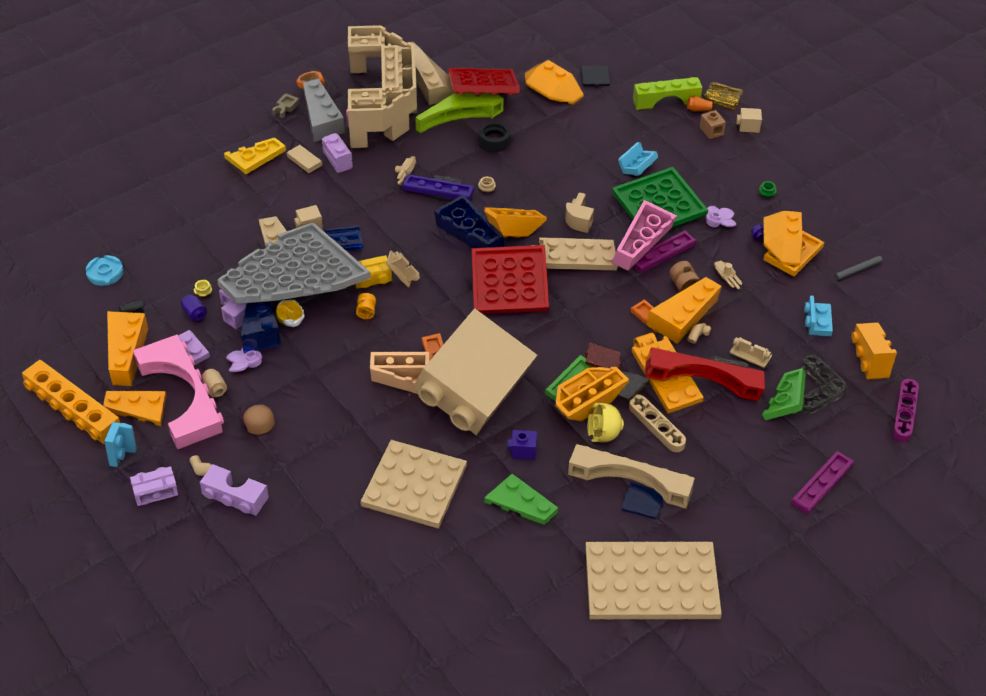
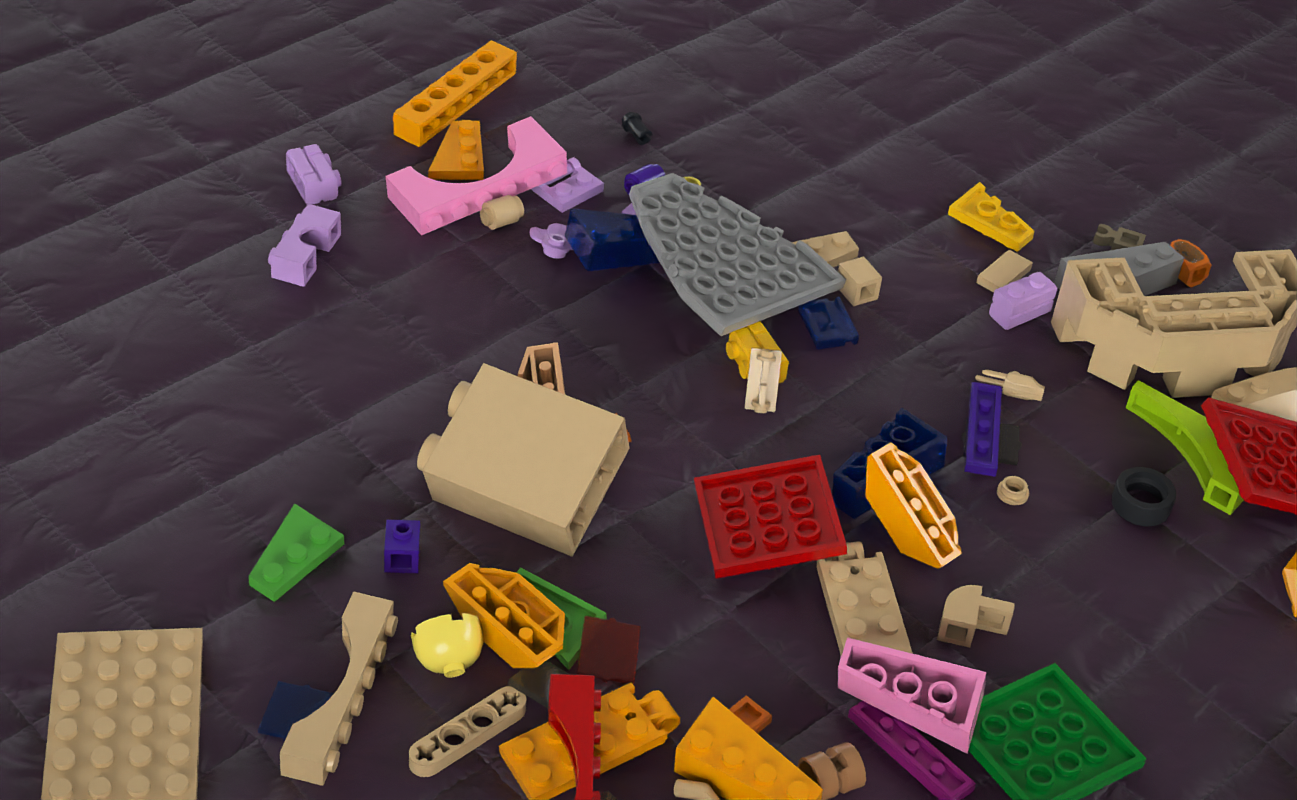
camera: 80 degrees right, 5 degrees down
(104, 270) = (709, 101): medium azure tile -> none
(118, 441) = (372, 127): medium azure bracket -> none
(125, 334) = (573, 123): light orange wedge -> none
(199, 468) = (353, 213): tan arm -> none
(258, 419) = (440, 261): medium nougat hair -> none
(289, 313) = (645, 273): yellow hair -> none
(366, 306) = (681, 353): light orange wheel -> none
(414, 484) = (326, 429): tan plate -> none
(636, 160) = (1151, 703): medium azure bracket -> none

